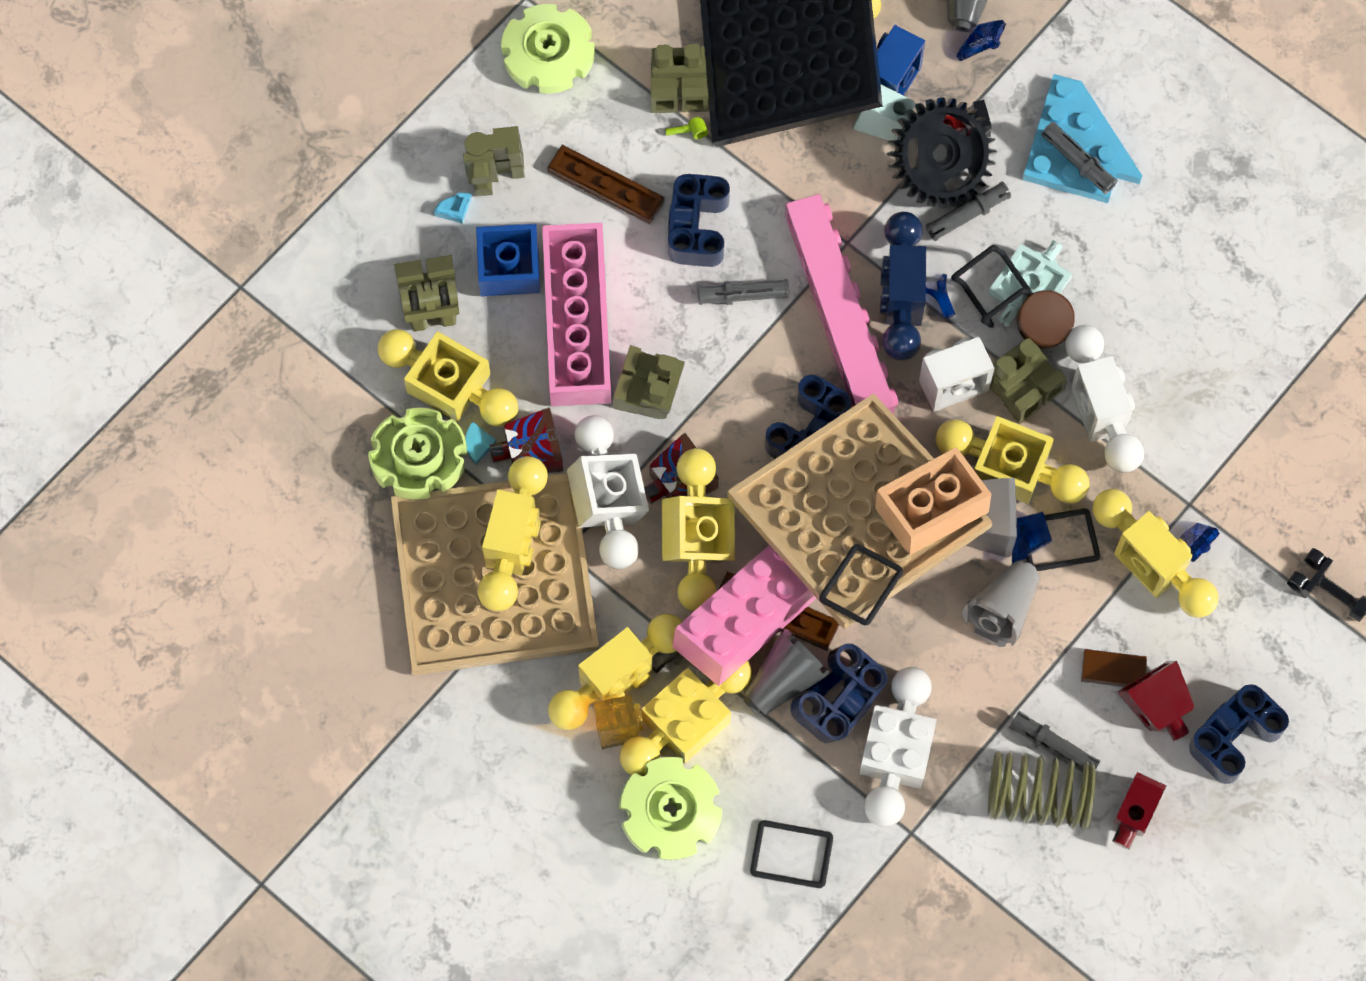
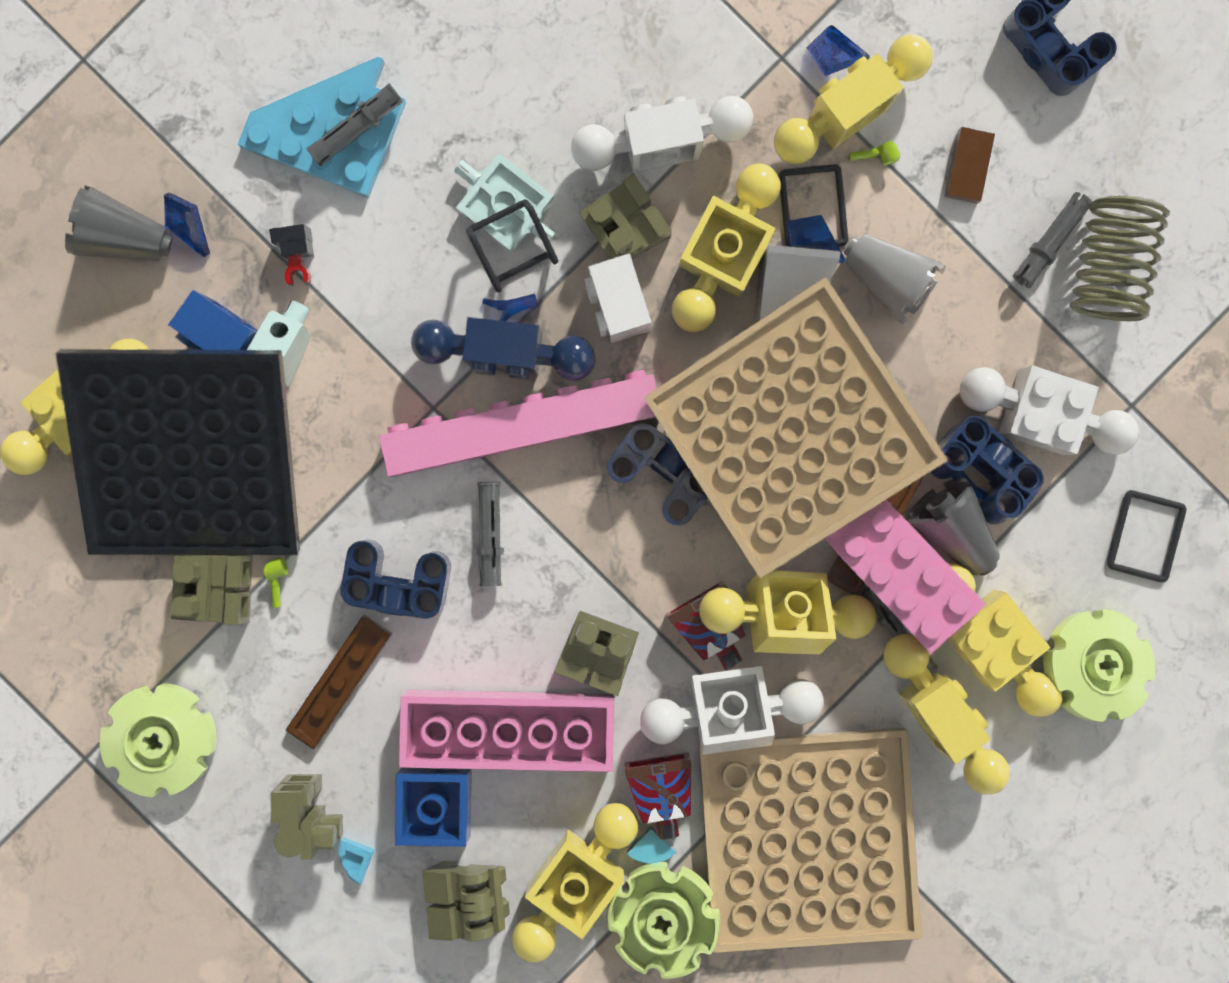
camera: 80 degrees left, 20 degrees up
(511, 532) = (785, 828): light yellow brick -> none
(617, 721) = (1007, 718): clear yellow brick -> none
(840, 569) = (916, 410): black piece -> none
(932, 501) = (809, 341): light nougat brick -> none
(962, 152) = (339, 262): black gear -> none
(976, 206) = (401, 251): dark grey pin -> none
(1046, 318) = (559, 188): reddish brown head -> none
(1114, 597) = (887, 151): none -> lime hand
(1143, 797) = (1139, 156): dark red torso -> none
(1160, 699) = (1016, 116): dark red torso -> none

